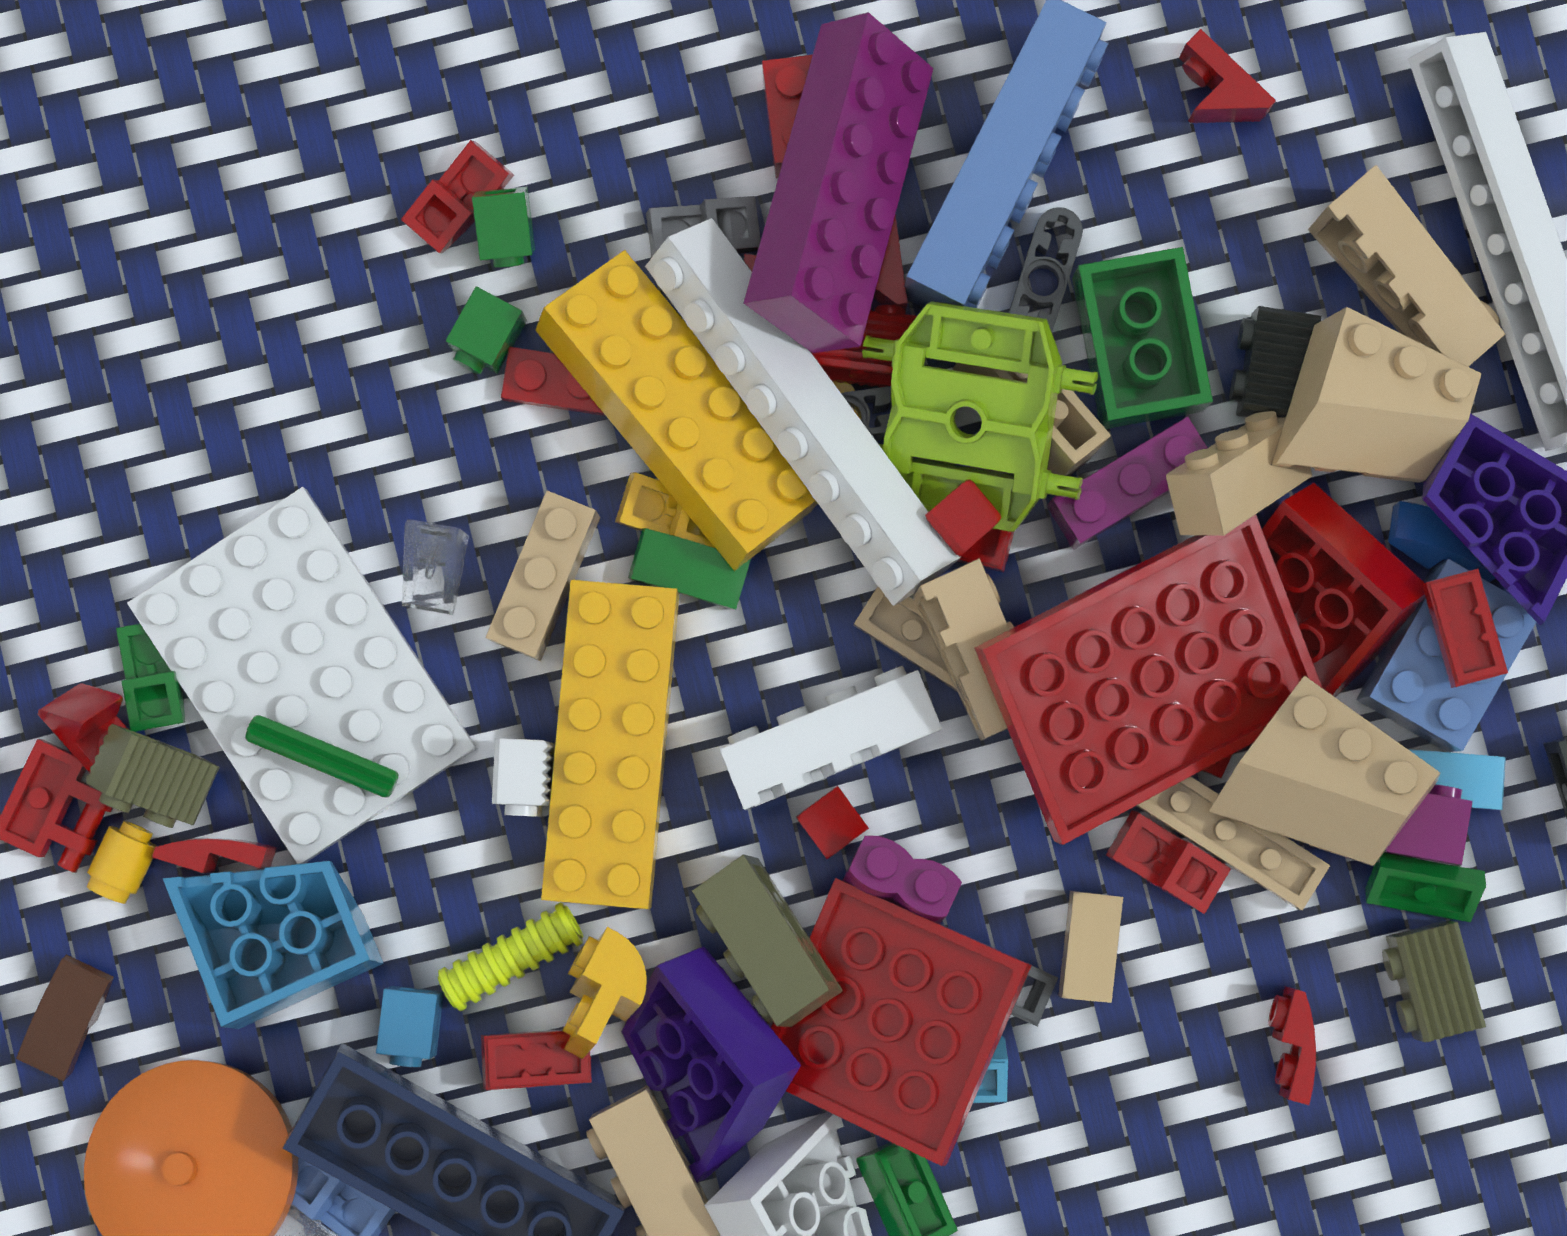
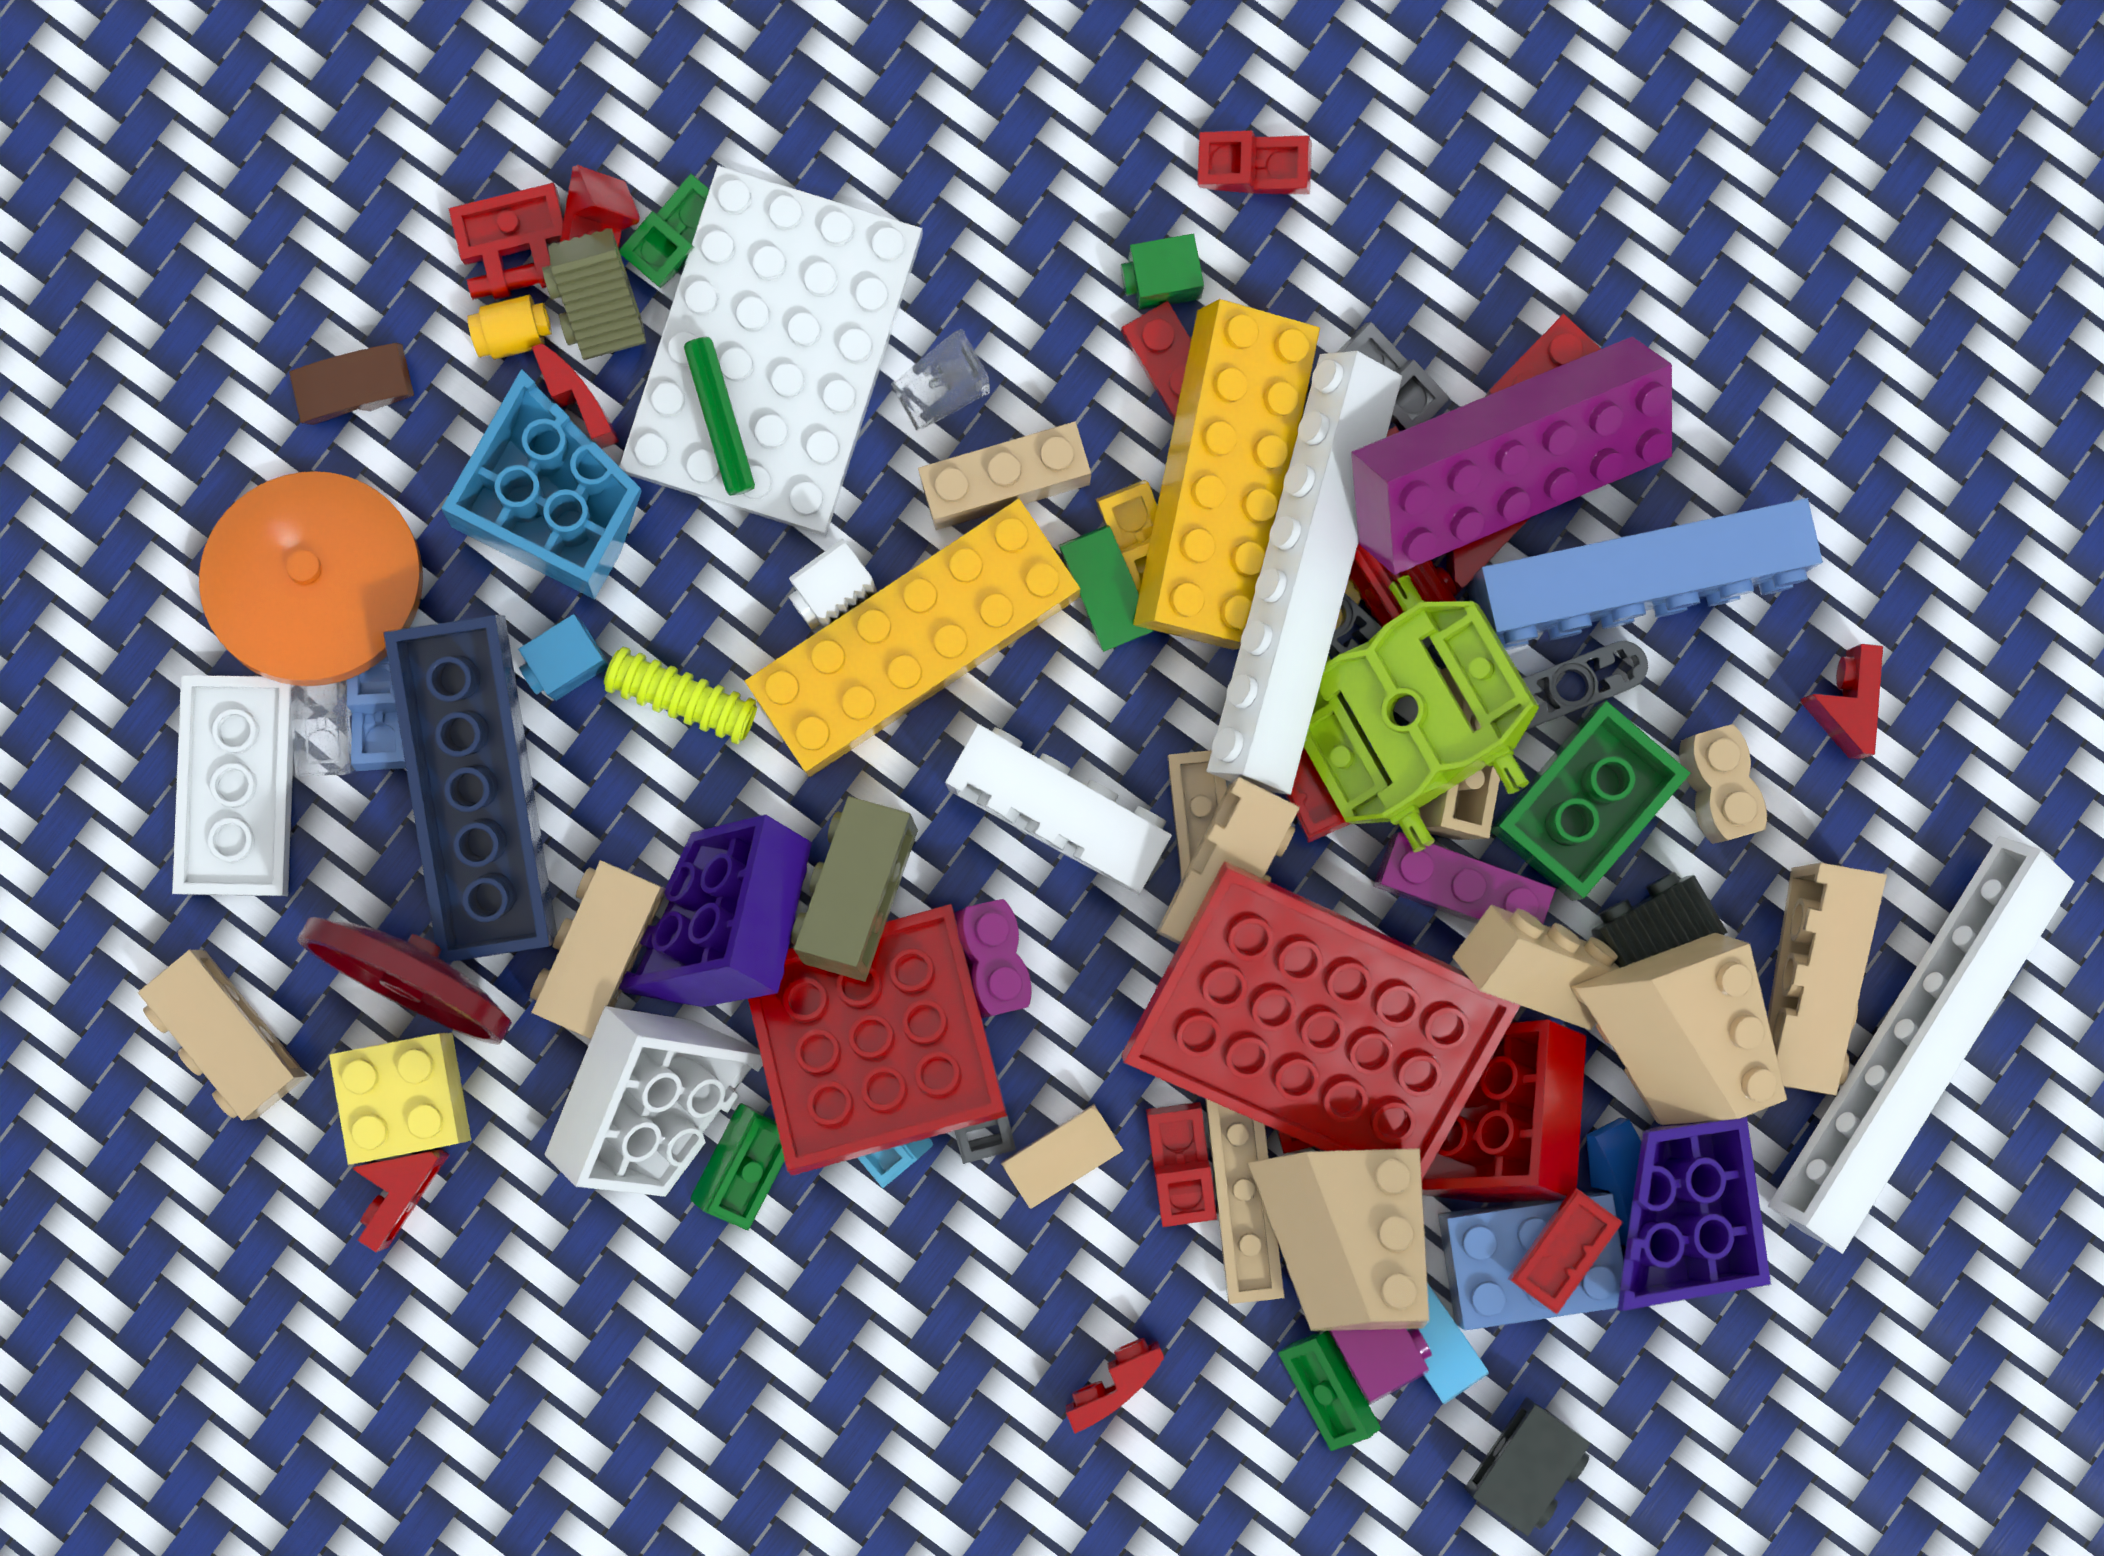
camera: 45 degrees right, 0 degrees up
(504, 226) = (1261, 217): green brick -> none
(531, 1060) = (615, 781): red plate -> none
(608, 982) = (720, 786): yellow brick -> none
(832, 822) = (993, 866): red slope -> none
(963, 517) = (1324, 770): red slope -> none
(1219, 235) = (1726, 797): none -> tan brick
(1433, 981) = (1257, 1458): olive brick -> none

